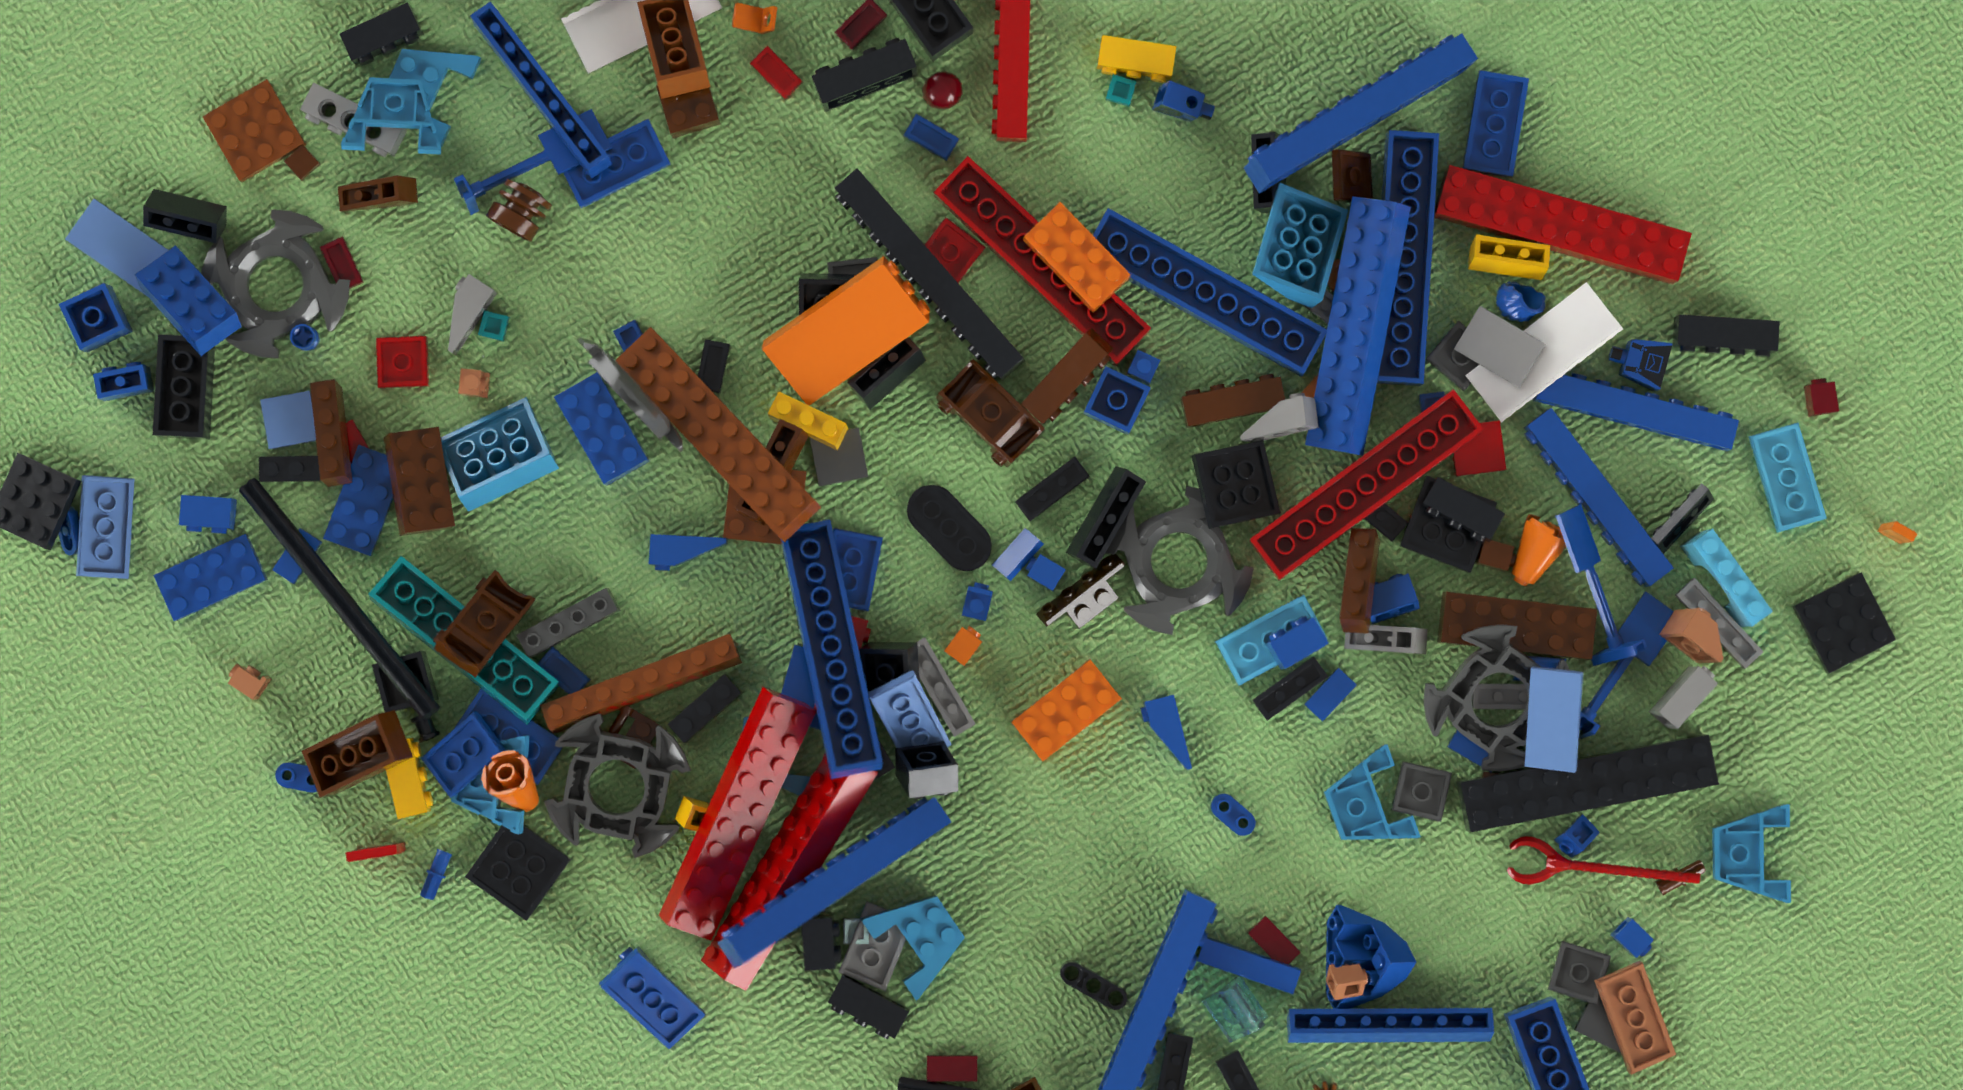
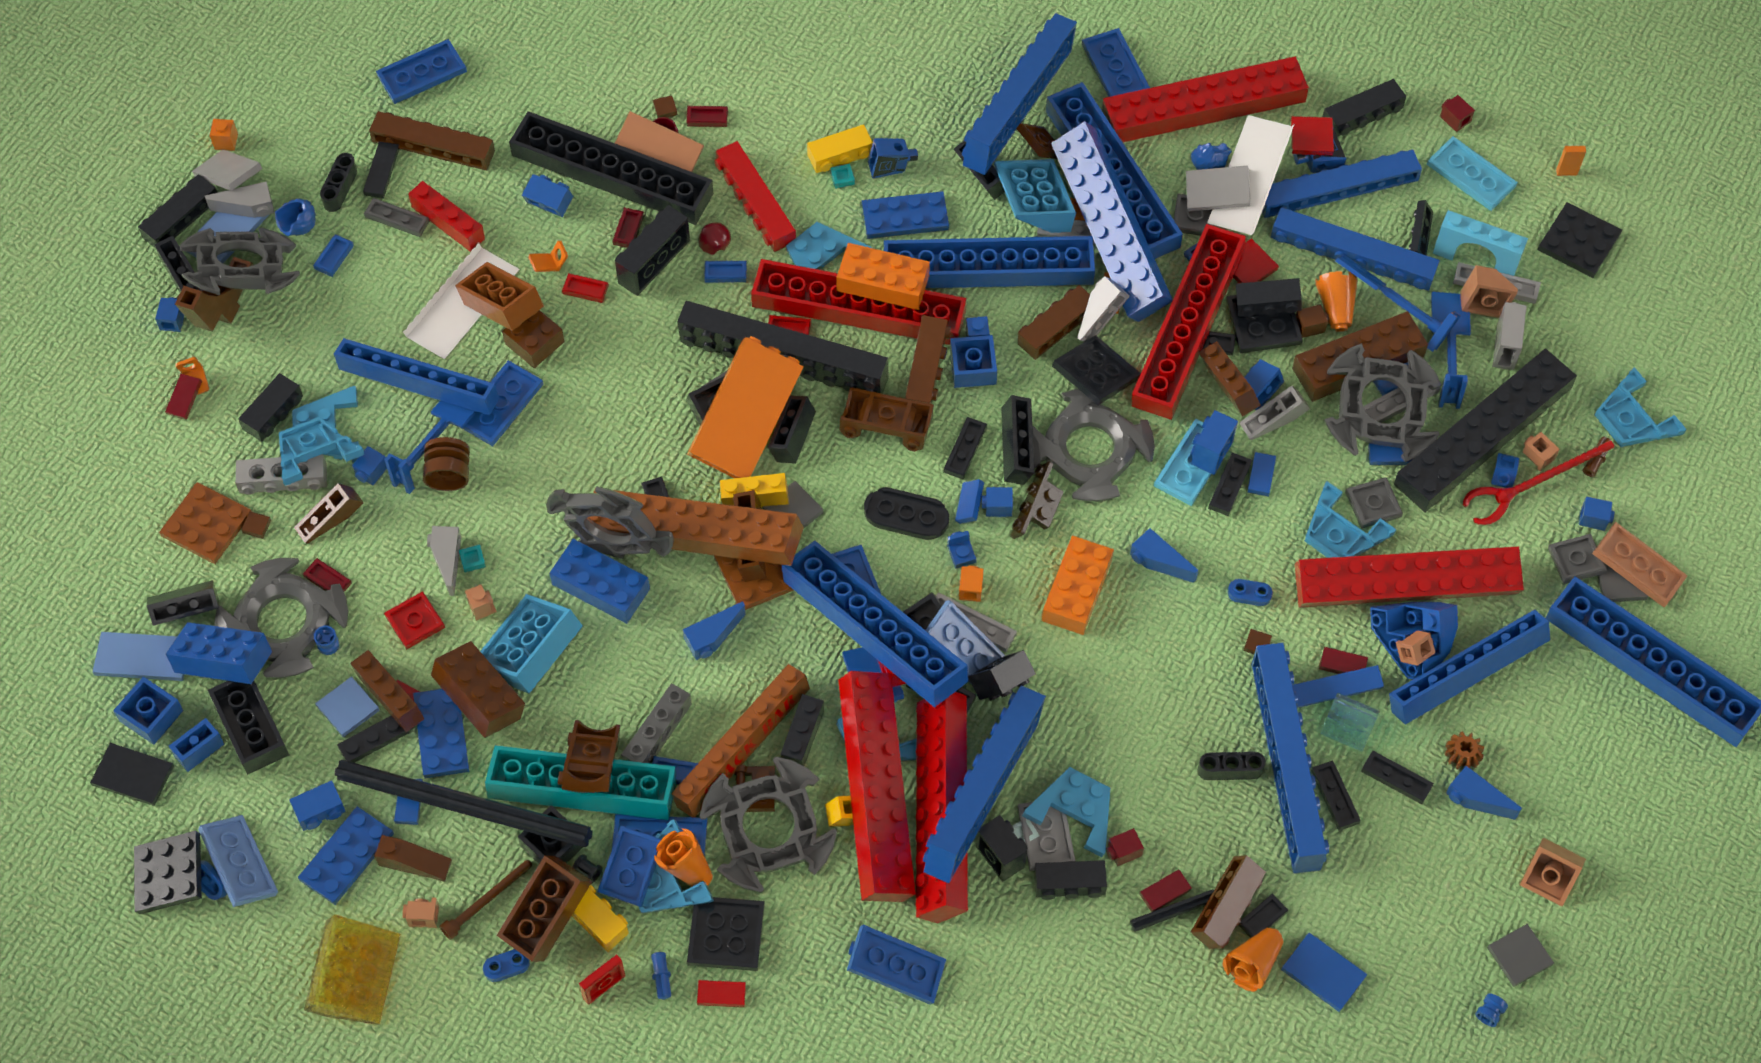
camera: 30 degrees left, 25 degrees down
(52, 372) = (132, 774): none -> black tile
(155, 702) = (352, 971): none -> clear yellow slope
(268, 620) = (411, 858): none -> reddish brown slope
(268, 711) = (451, 927): none -> reddish brown piece
(446, 164) = (369, 466): none -> blue brick
(482, 922) = (721, 993): none -> red tile
(938, 1005) = (1124, 847): none -> dark red brick
(1044, 164) = (818, 246): none -> dark azure wing
(1157, 177) = (905, 215): none -> blue plate
(1204, 872) = (1256, 638): none -> reddish brown tile
(1395, 897) = (1409, 576): none -> red brick
(1509, 257) = (1183, 135): yellow brick -> none
(1553, 719) = (1432, 388): medium blue tile -> none
(1632, 844) = (1540, 450): none -> nougat brick
(1641, 342) = (1312, 135): none -> red tile

